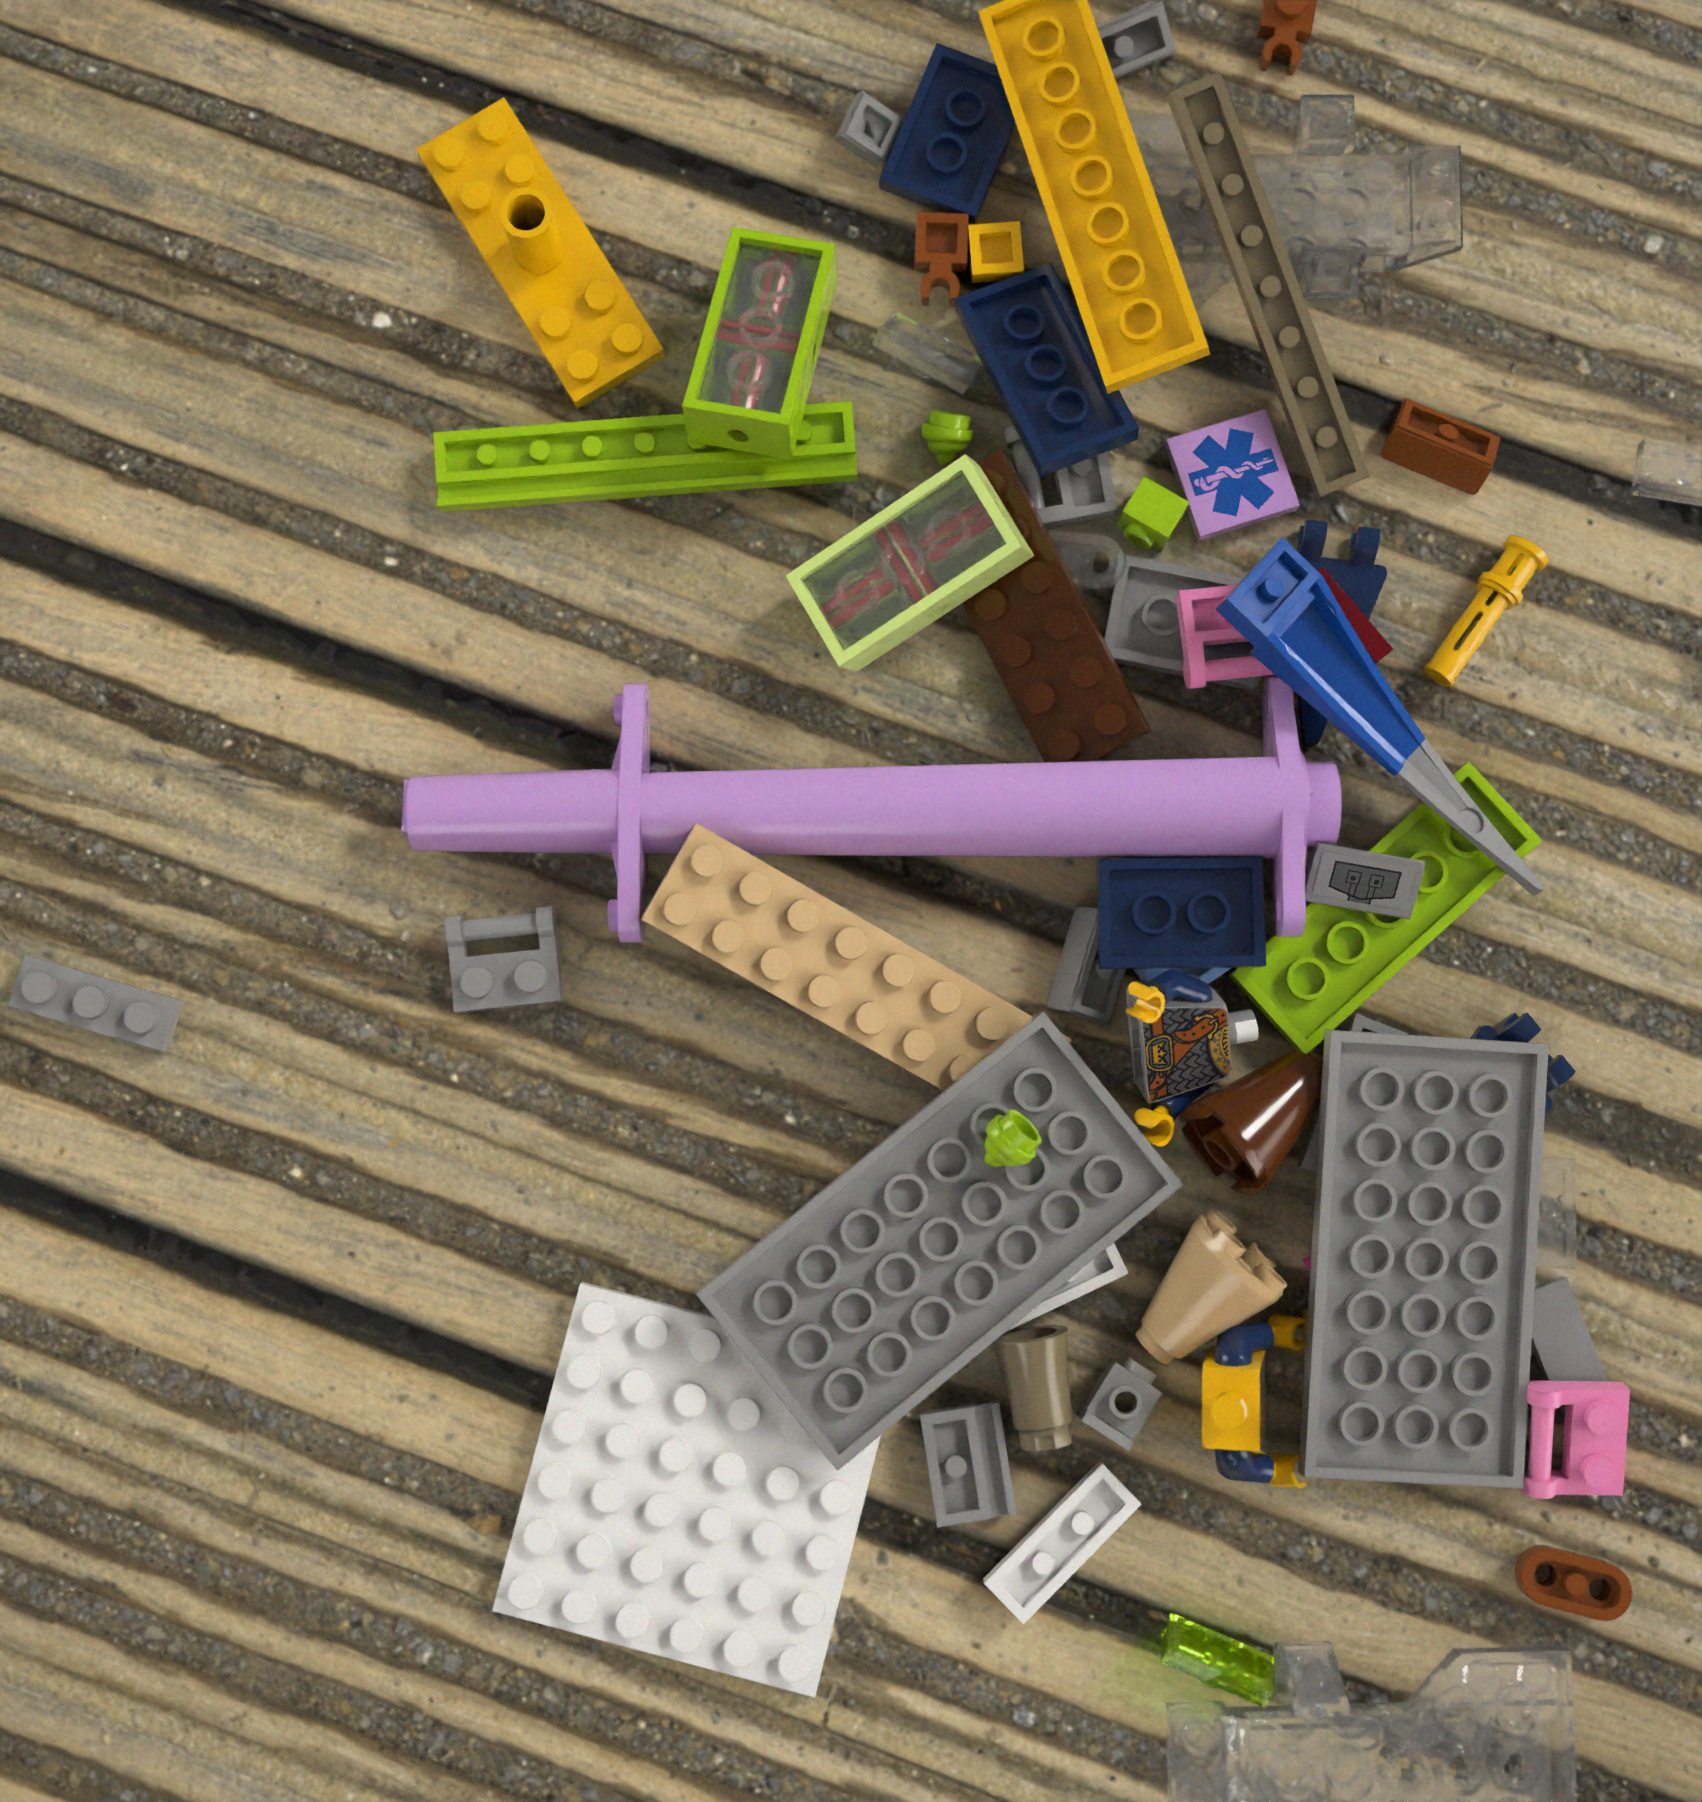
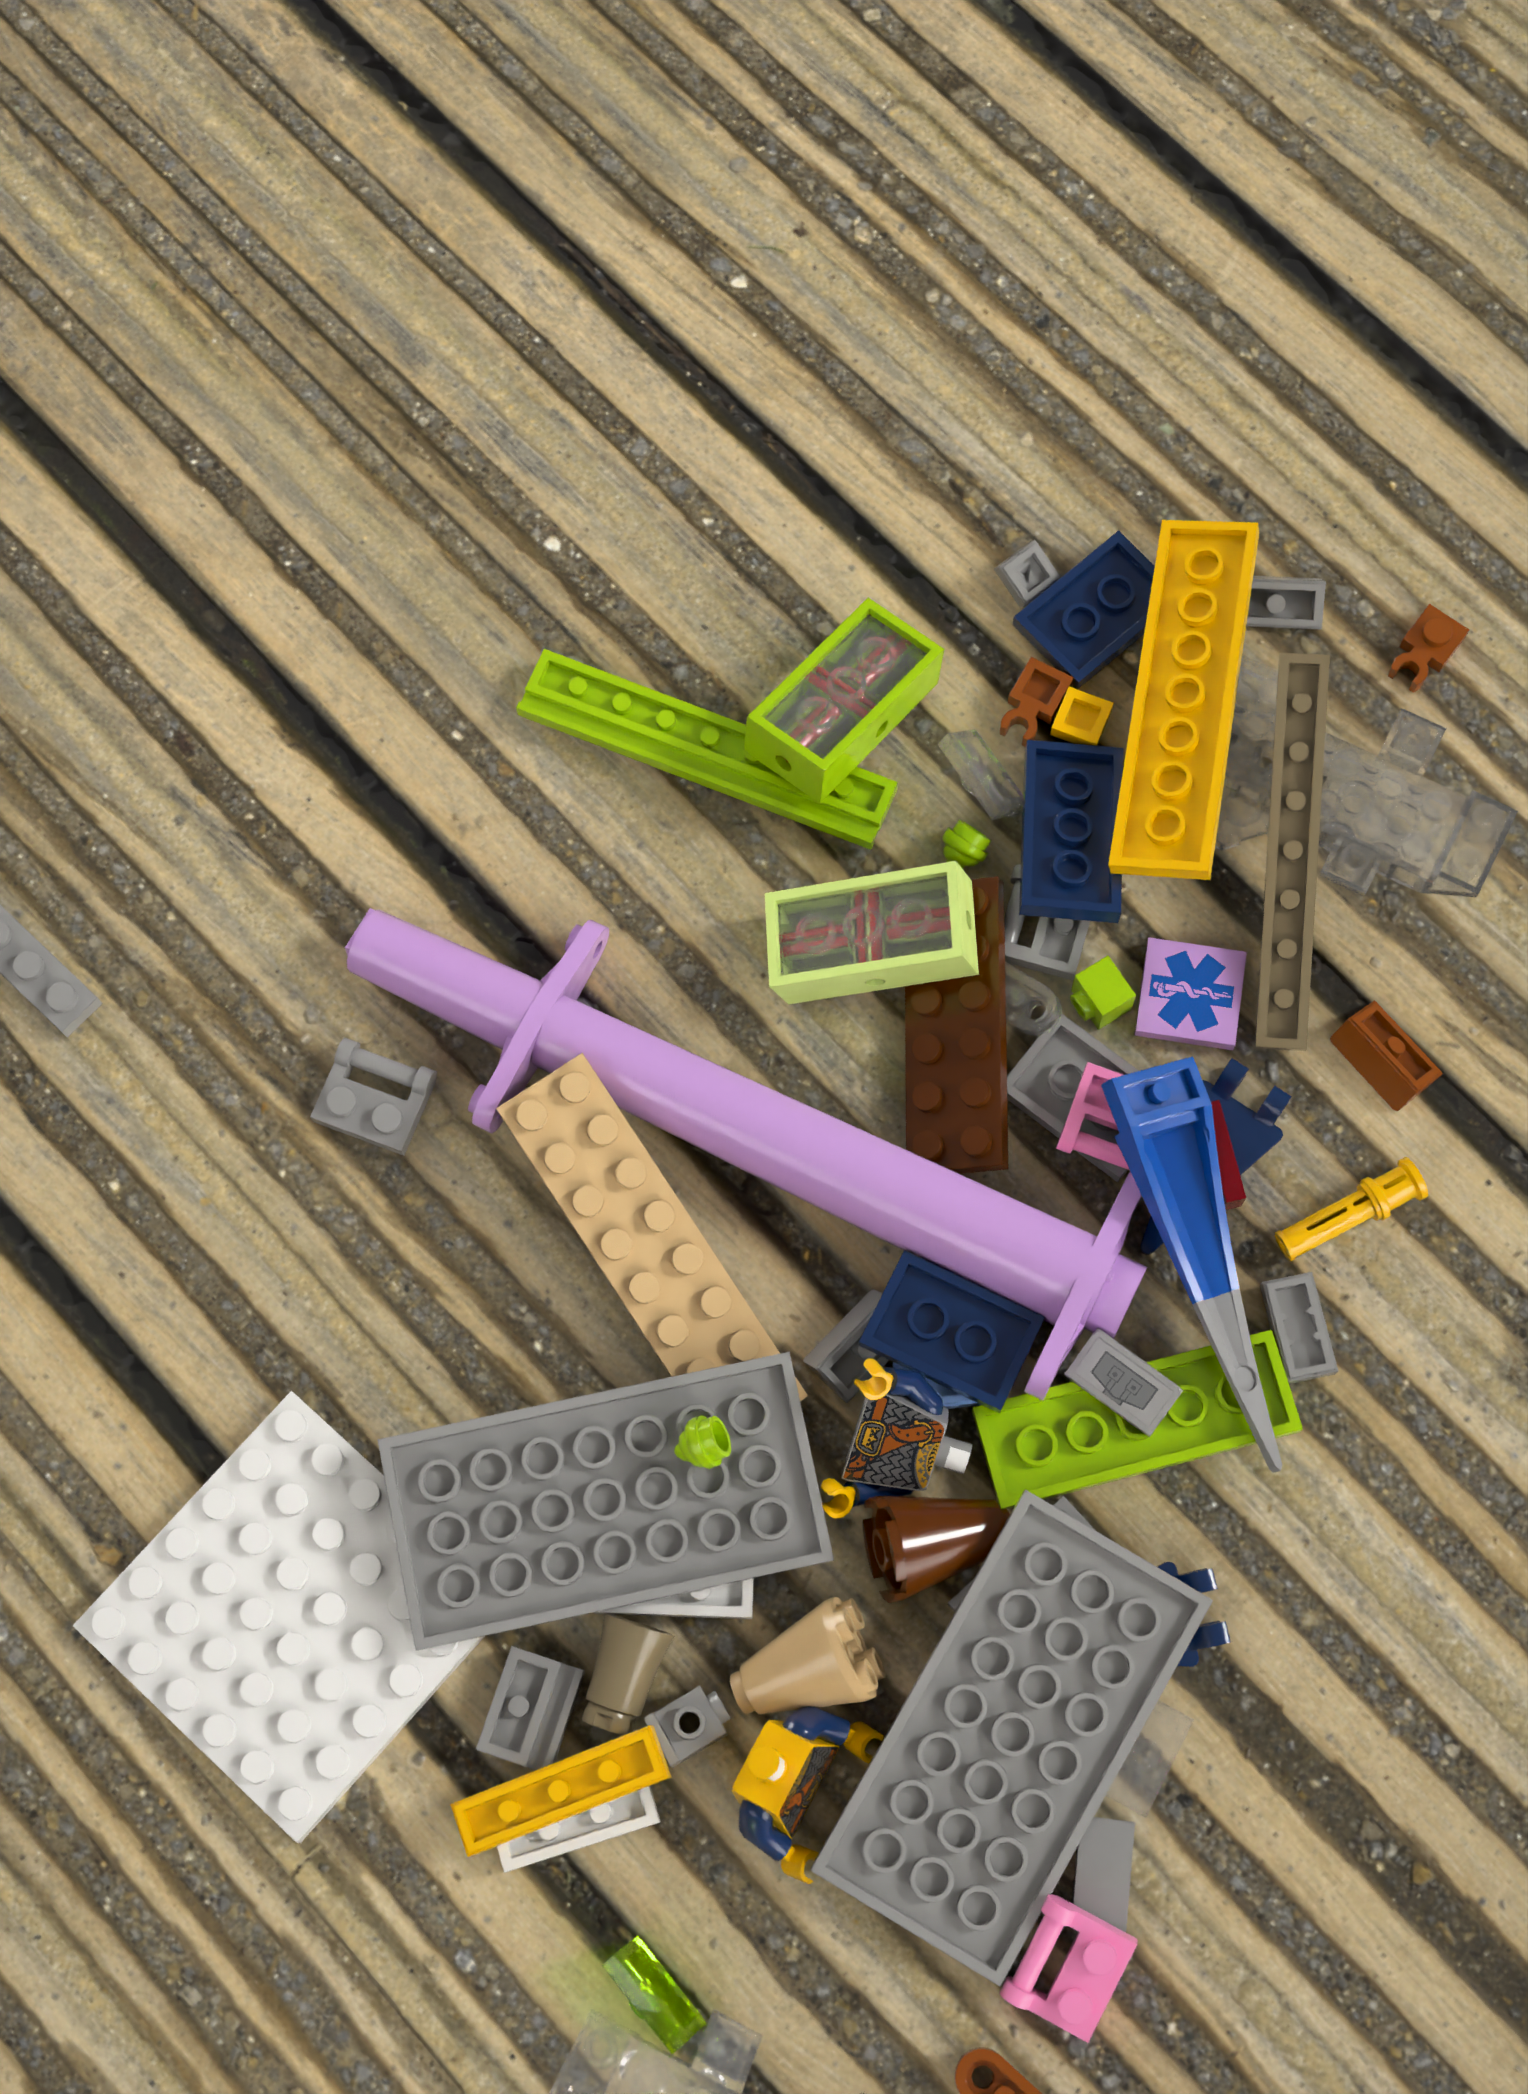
camera: 30 degrees right, 10 degrees down
(541, 253) = (708, 551): yellow plate -> none
(1039, 1526) = (560, 1790): none -> yellow tile
(1490, 745) = (1299, 1327): none -> light grey plate

